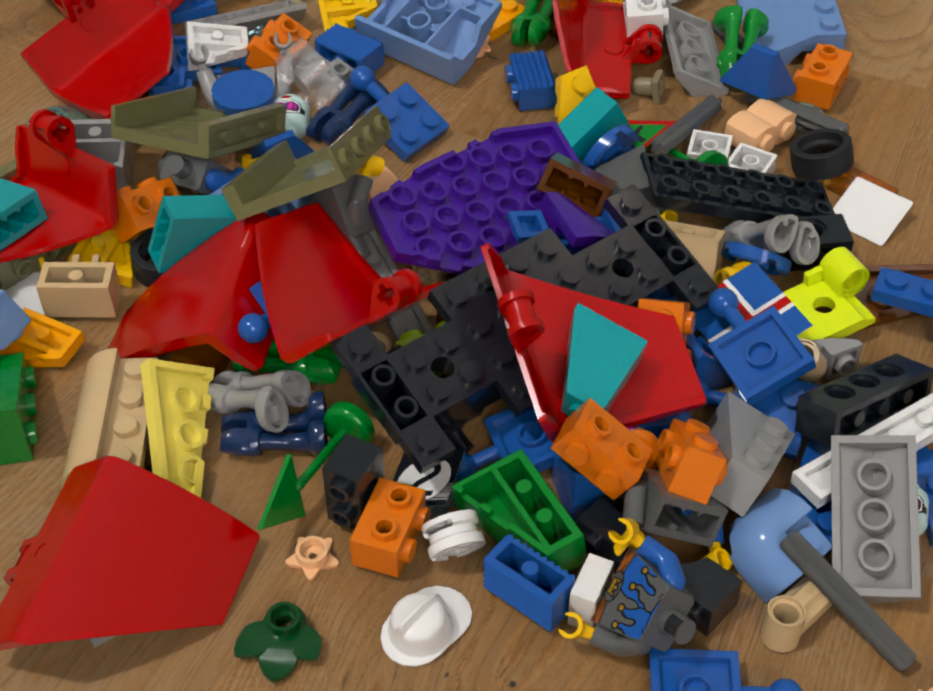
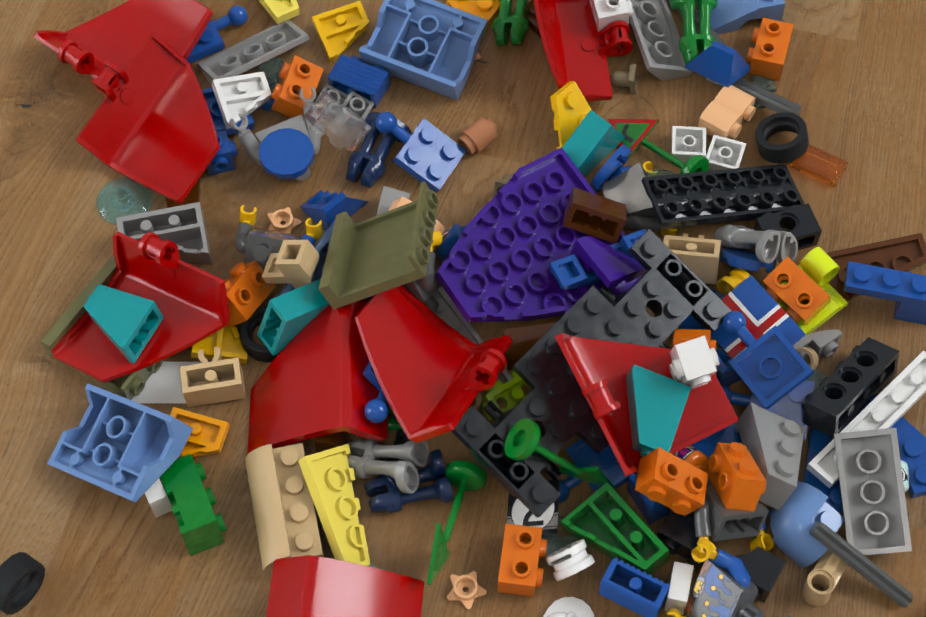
camera: 10 degrees left, 15 degrees up
(177, 125) = (257, 204): olive panel -> none
(206, 170) = (293, 264): none -> tan brick
(297, 114) = (329, 166): light aqua head -> none
(350, 479) = (486, 530): black brick -> none
(417, 365) = (524, 440): none -> green piece
(466, 113) = (478, 135): none -> nougat brick
(530, 81) = (525, 90): blue brick -> none
(656, 310) = (693, 362): none -> white brick
(684, 126) = (666, 121): dark grey axle -> none
(811, 286) = (796, 291): none -> orange brick
(871, 210) = (828, 187): white sticker -> none

